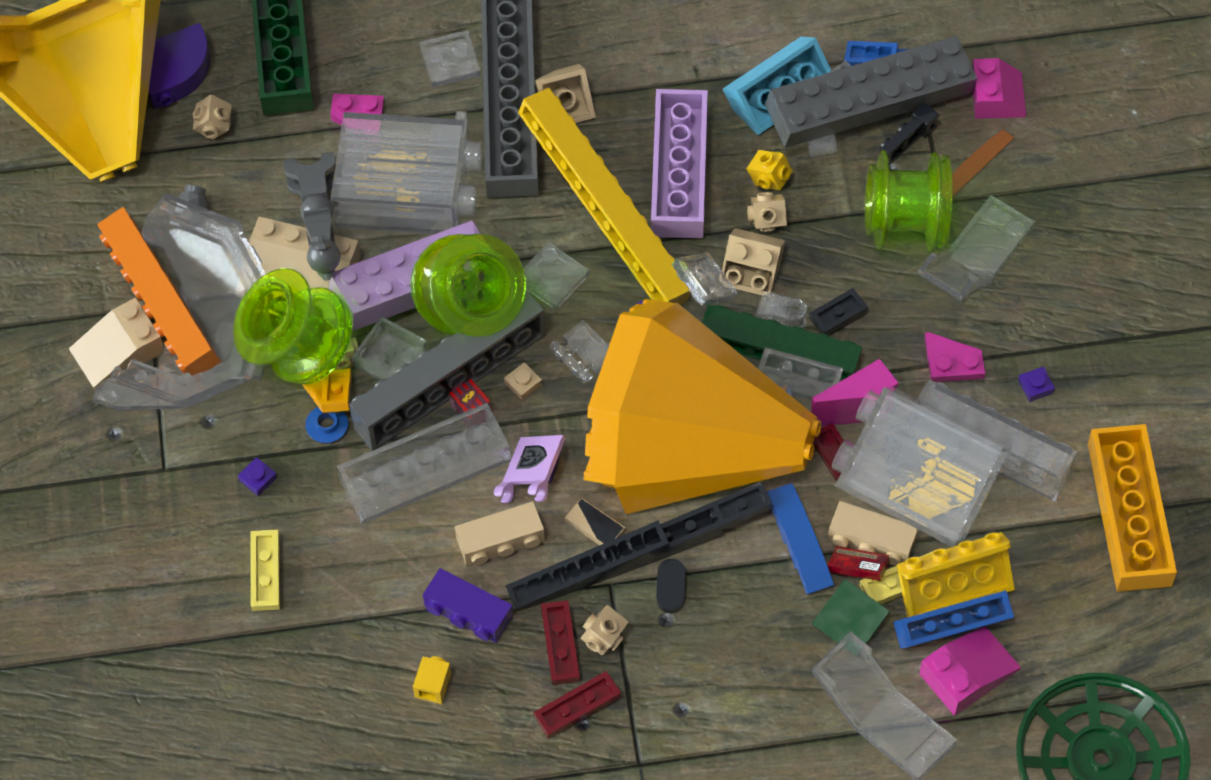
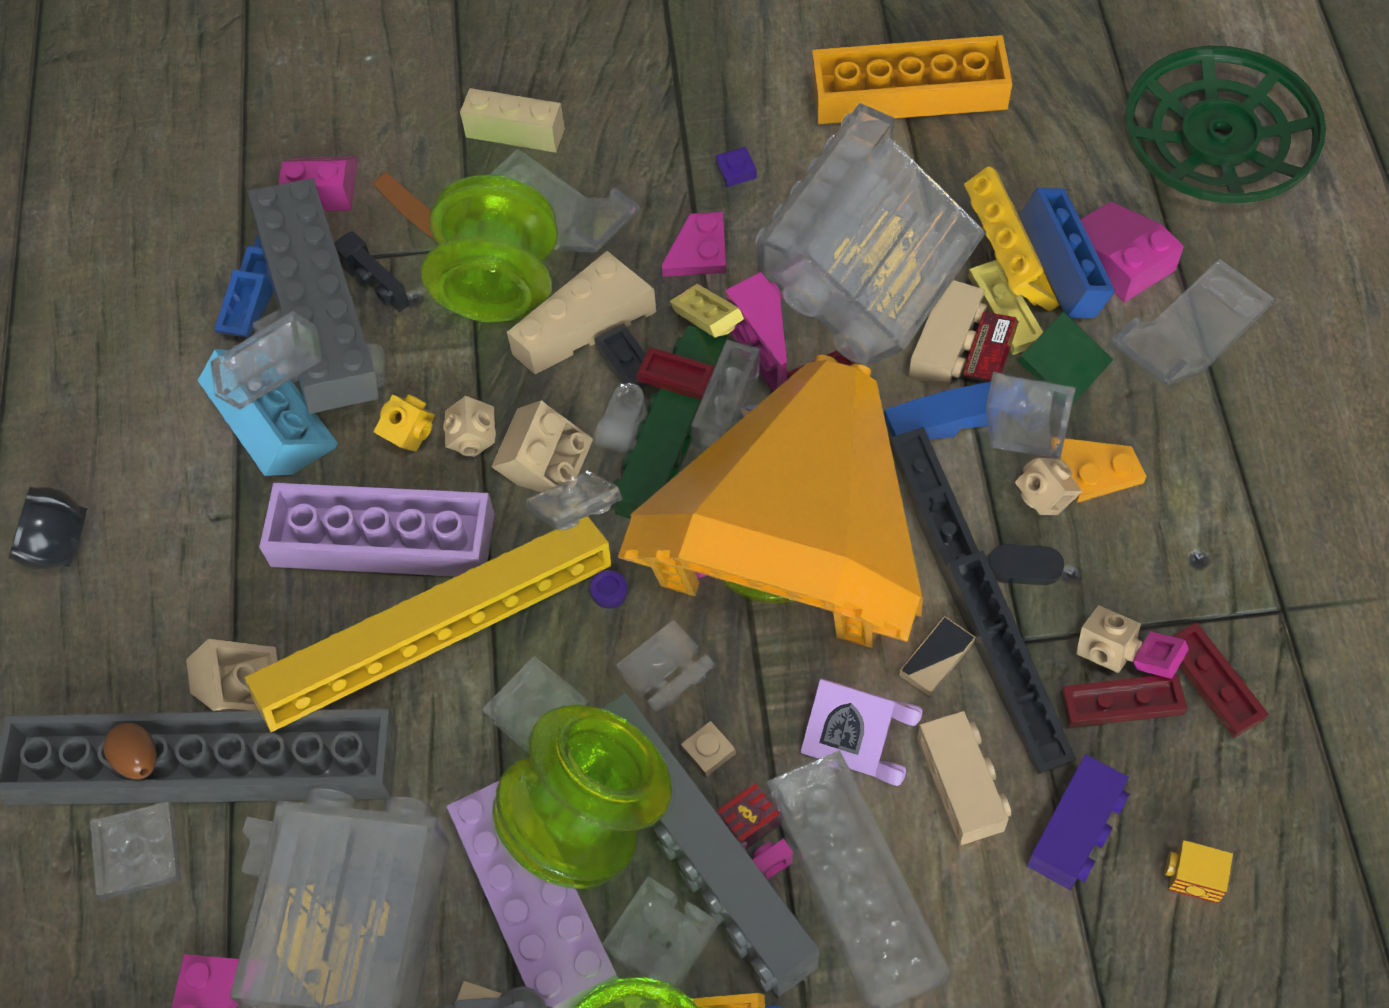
camera: 85 degrees left, 0 degrees up
(437, 412) = (773, 858): none -> dark pink plate
(500, 35) = (130, 750): none -> dark orange animal
(590, 662) = (1161, 654): none -> dark pink plate
(732, 596) = (1047, 485): none -> tan brick
(756, 640) = (1101, 467): none -> light orange wing
(790, 63) = (266, 360): none -> clear brick
(790, 579) = (1028, 414): none -> clear slope
(814, 336) = (675, 373): none -> dark red tile
(876, 277) = (579, 312): none -> tan wedge
(889, 352) = (707, 310): none -> light yellow plate
(1065, 216) = (512, 120): none -> tan brick

